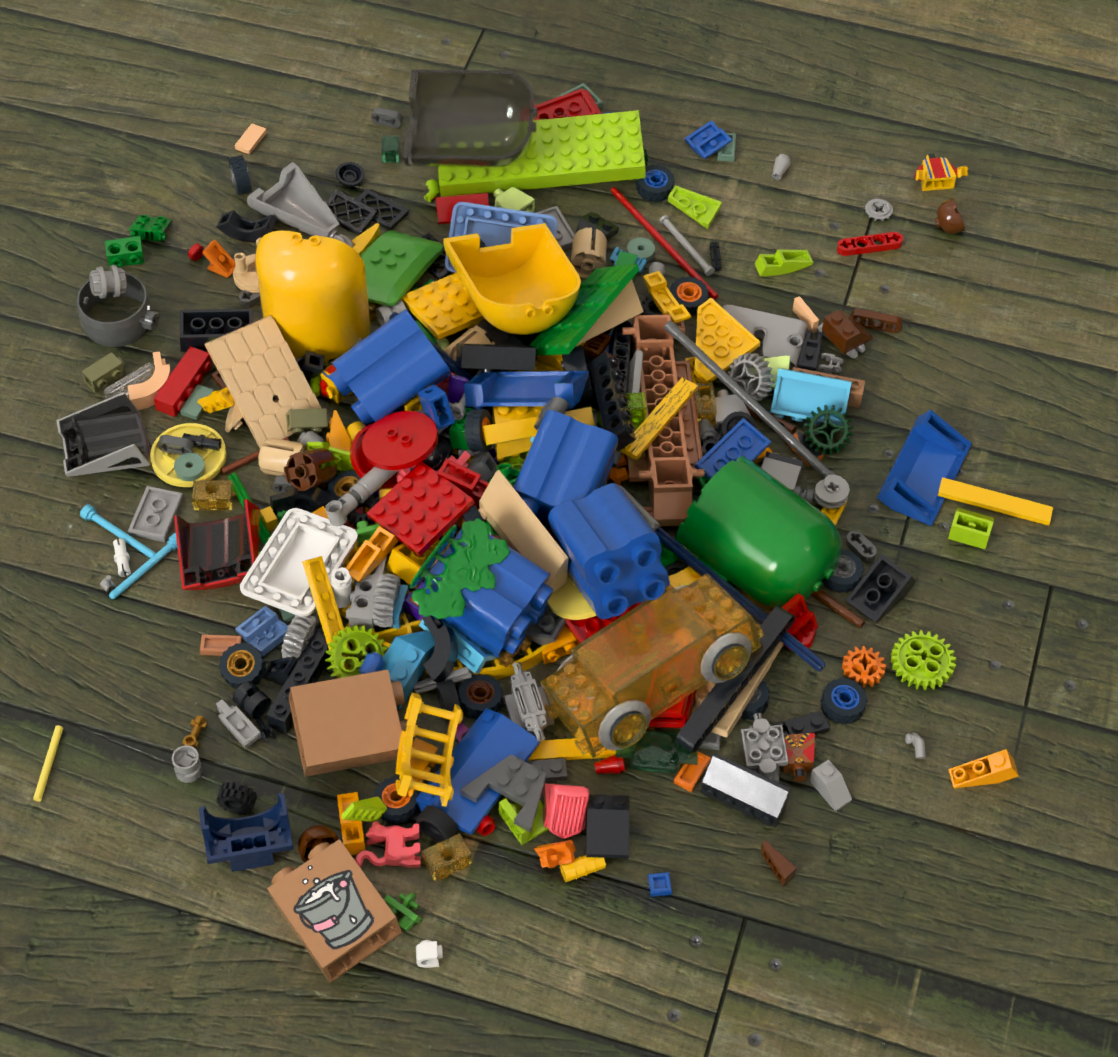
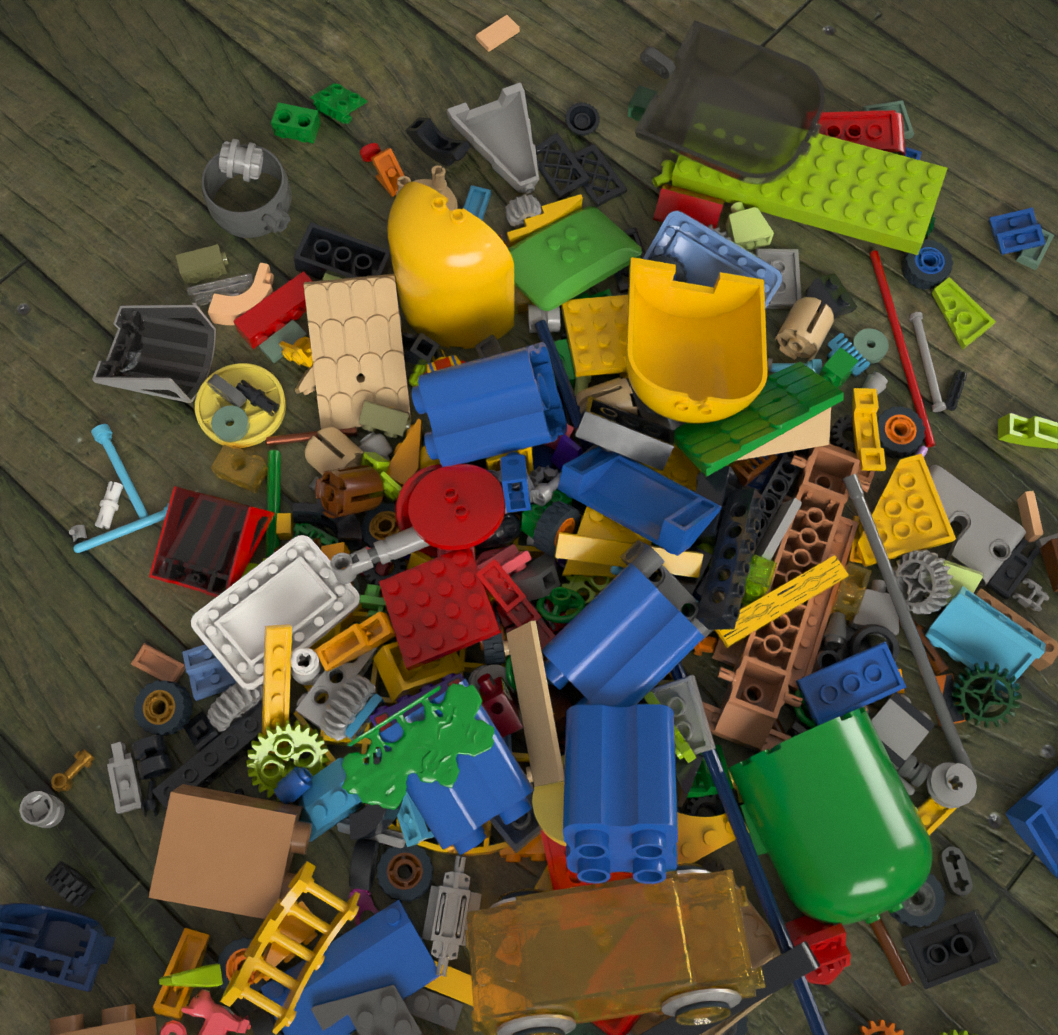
camera: 25 degrees right, 15 degrees up
(155, 514) = (172, 464): light grey tile -> none
(239, 175) = (459, 75): black wheel -> none
(314, 836) = (127, 987): reddish brown cylinder -> none

